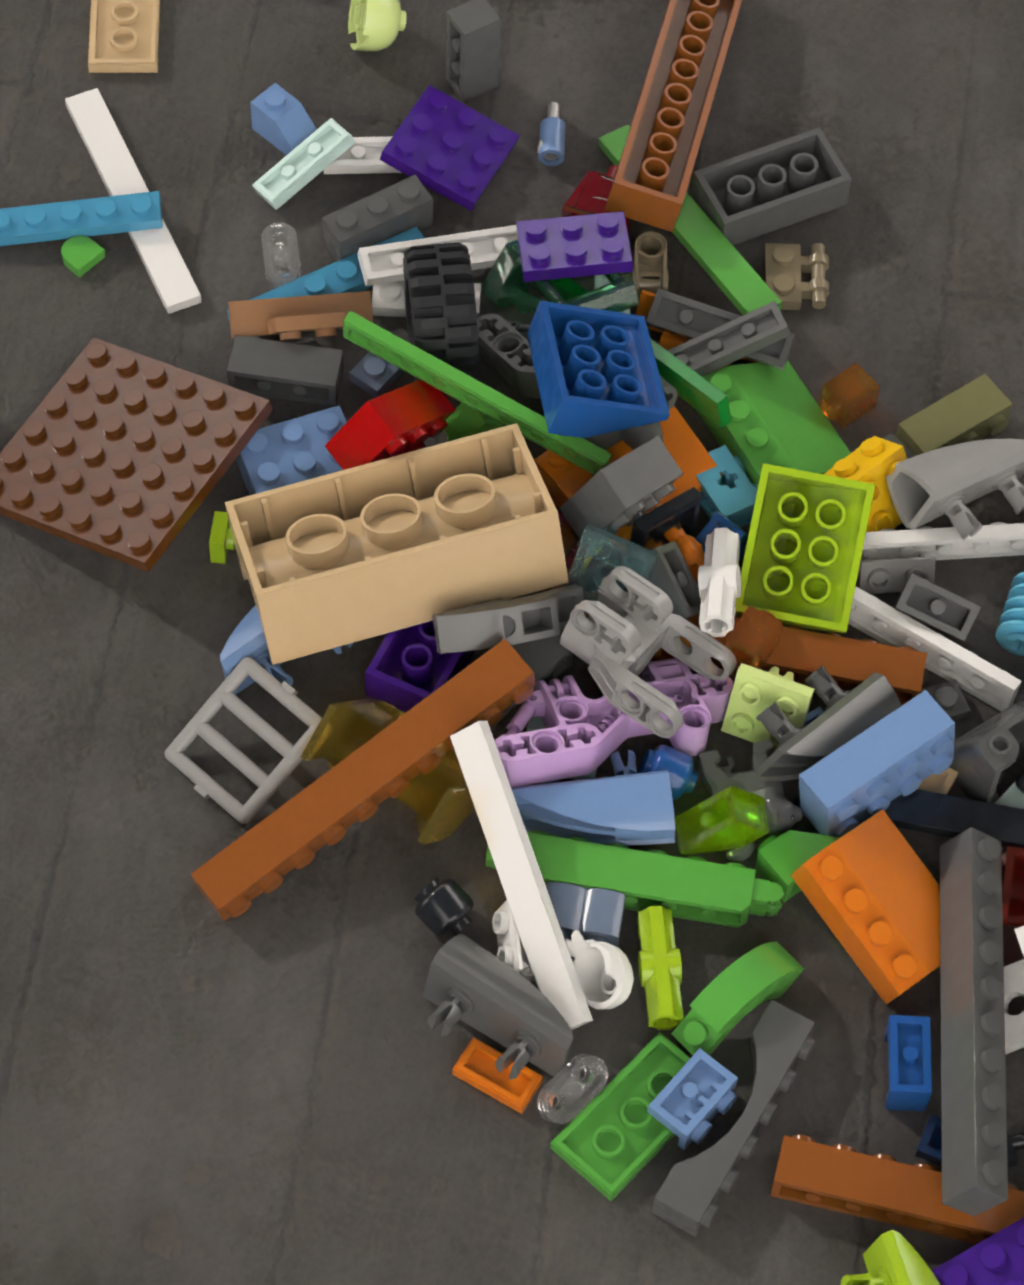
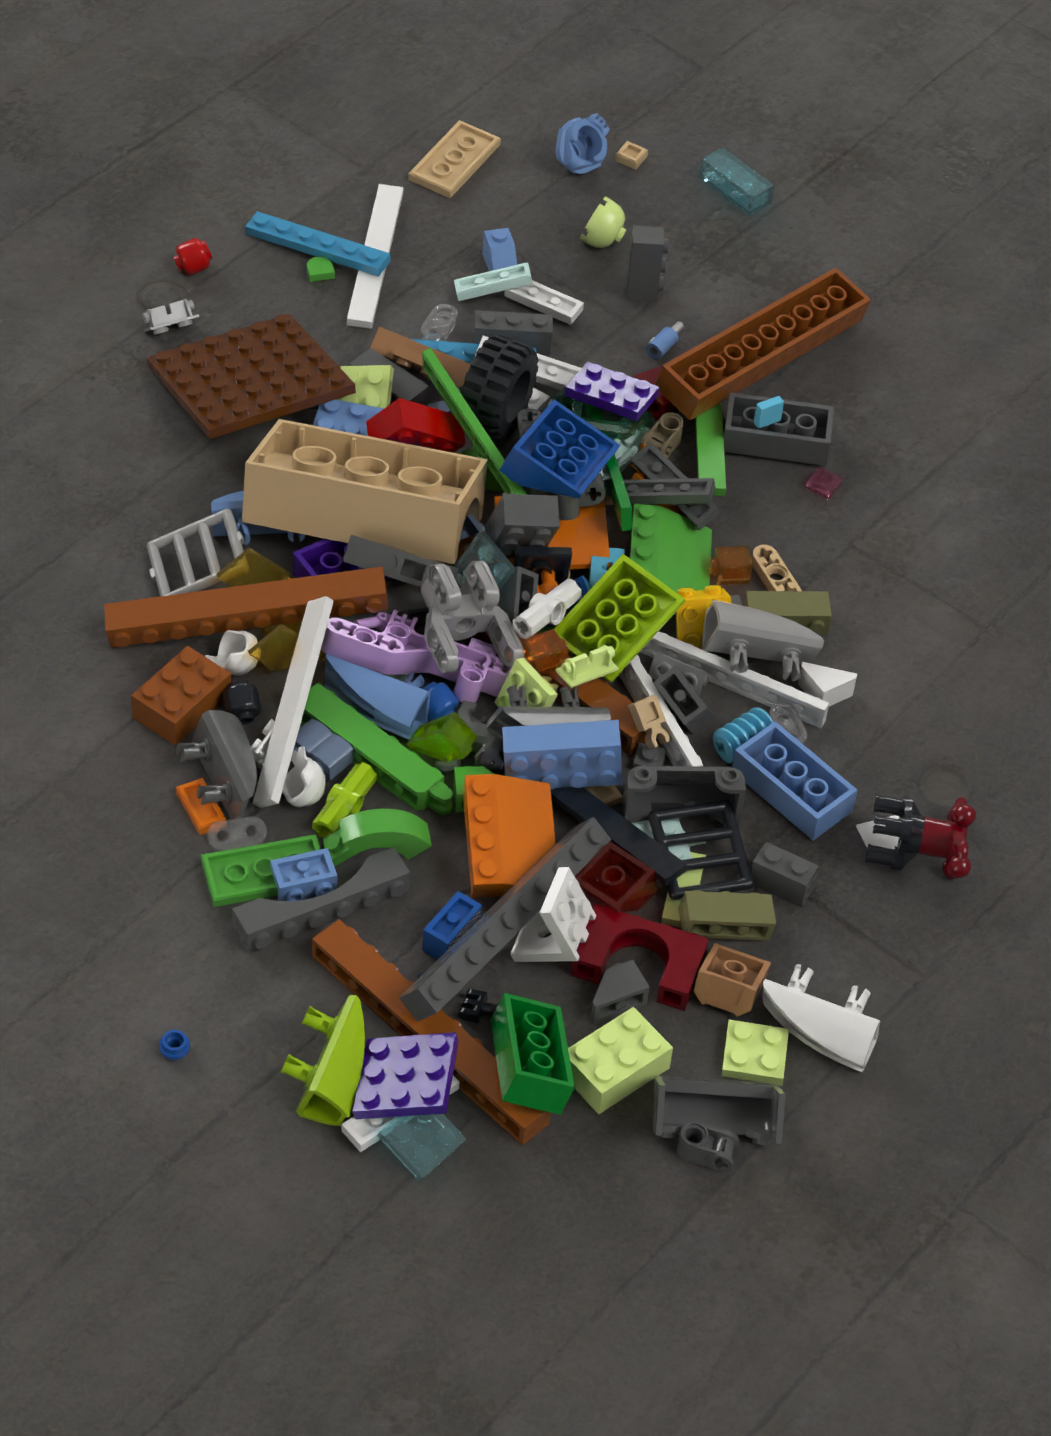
camera: 30 degrees right, 10 degrees down
(281, 384) = (371, 383): none -> yellowish green plate
(368, 941) = (179, 695): none -> dark orange brick
(388, 848) = (234, 653): none -> white hat
(449, 147) = (591, 314): dark purple plate -> none
(764, 176) = (768, 412): none -> medium azure tile
(783, 274) = (750, 483): dark tan plate -> none
(820, 632) = (585, 668): none -> yellowish green hinge
(861, 228) = (824, 483): none -> clear pink tile
(899, 368) = (775, 566): none -> tan beam
(926, 659) = (647, 717): none -> tan plate

